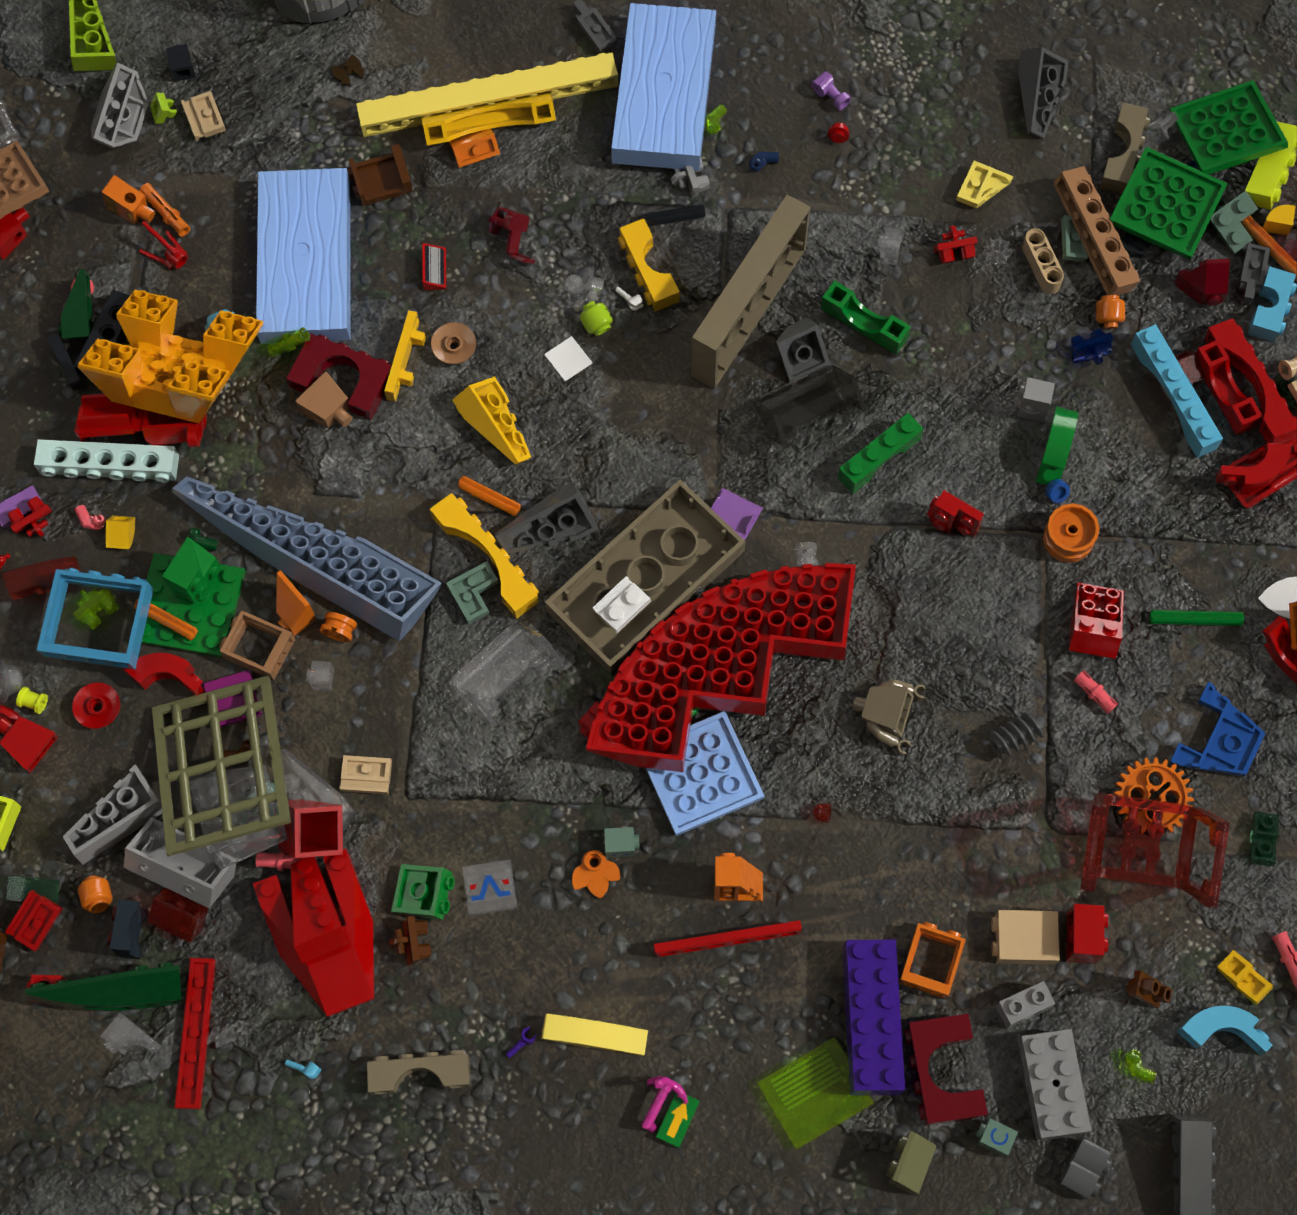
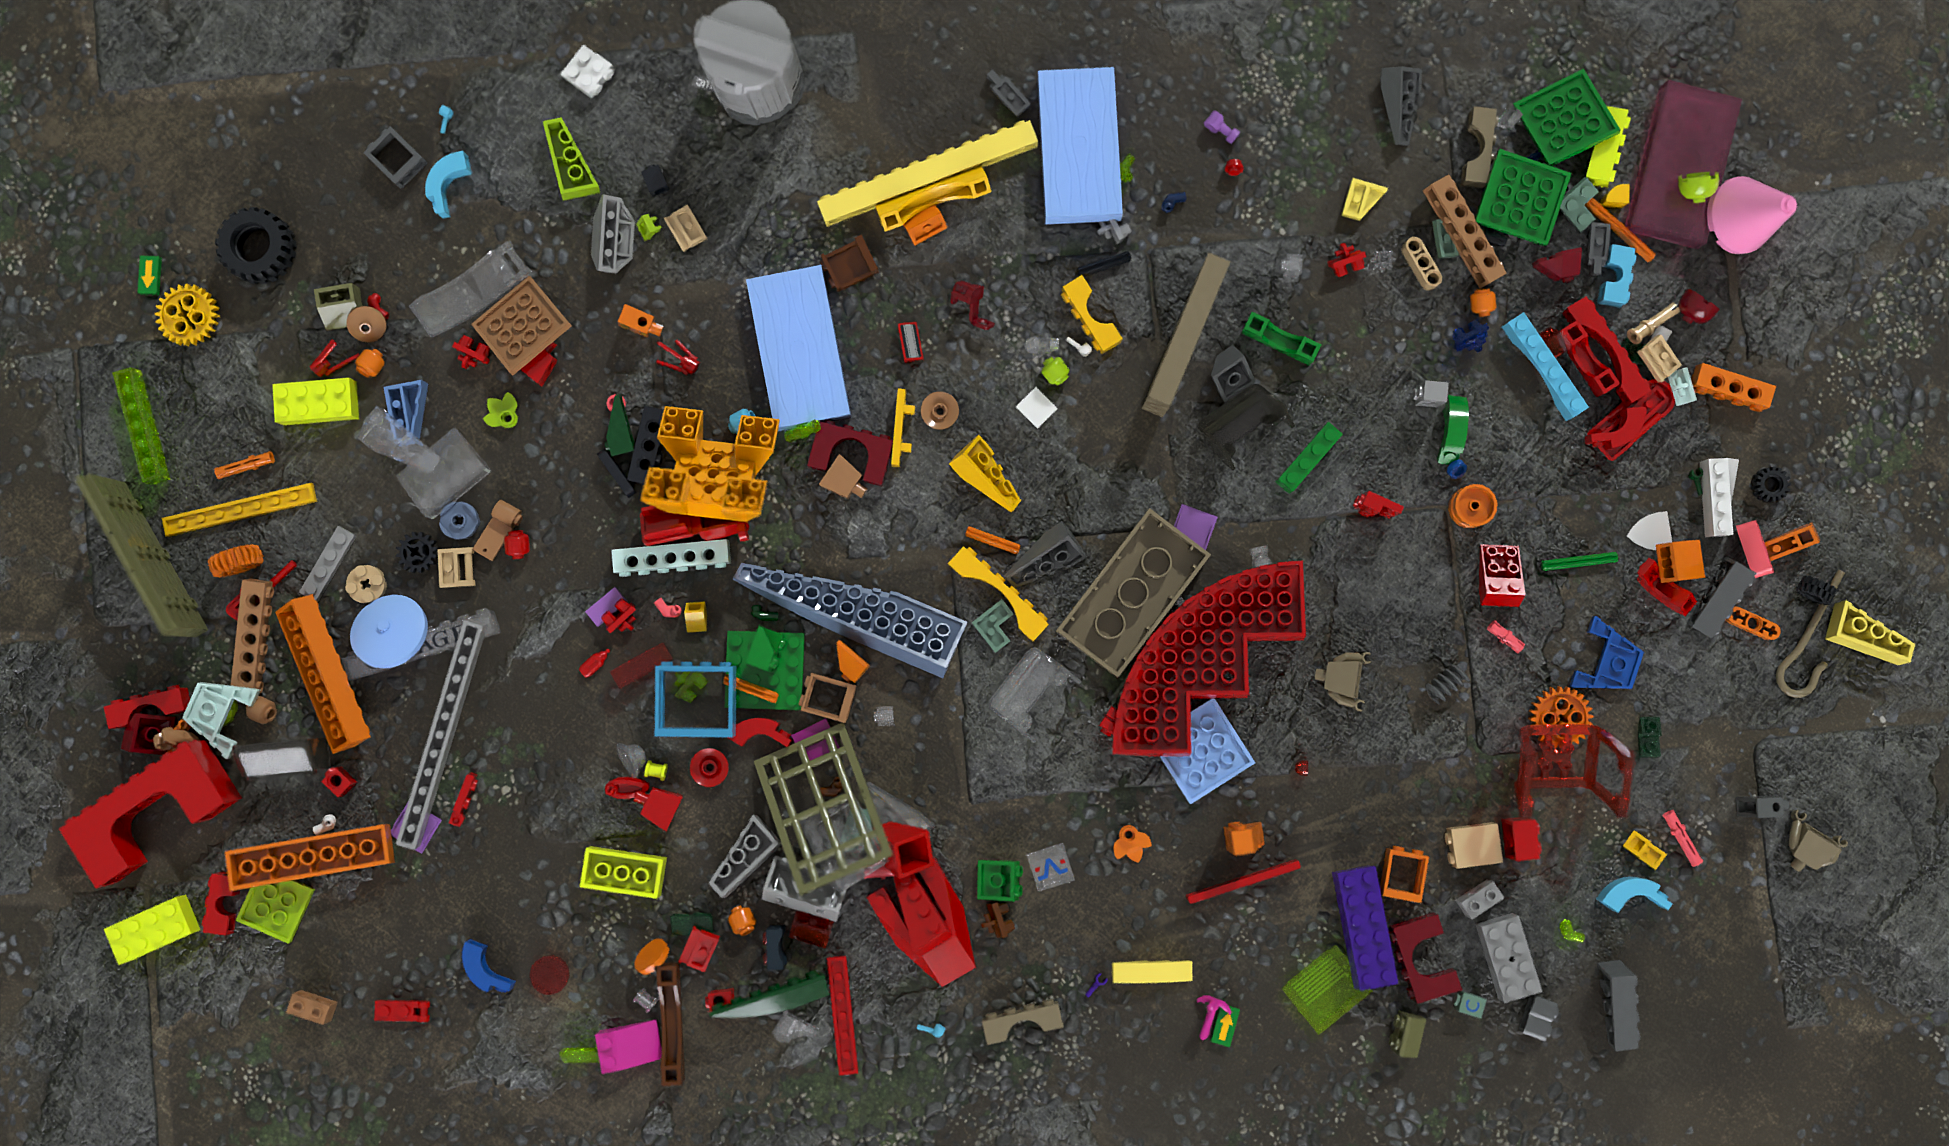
camera: 10 degrees left, 15 degrees up
(170, 215) = (676, 326): orange pin -> none
(338, 627) = (891, 673): orange wheel -> none
(342, 72) = (796, 168): dark brown piece -> none
(365, 774) = (936, 791): tan plate -> none
(621, 604) = (1119, 624): white plate -> none
(621, 842) = (1148, 816): sand green brick -> none
(1148, 990) = (1572, 873): reddish brown hips -> none

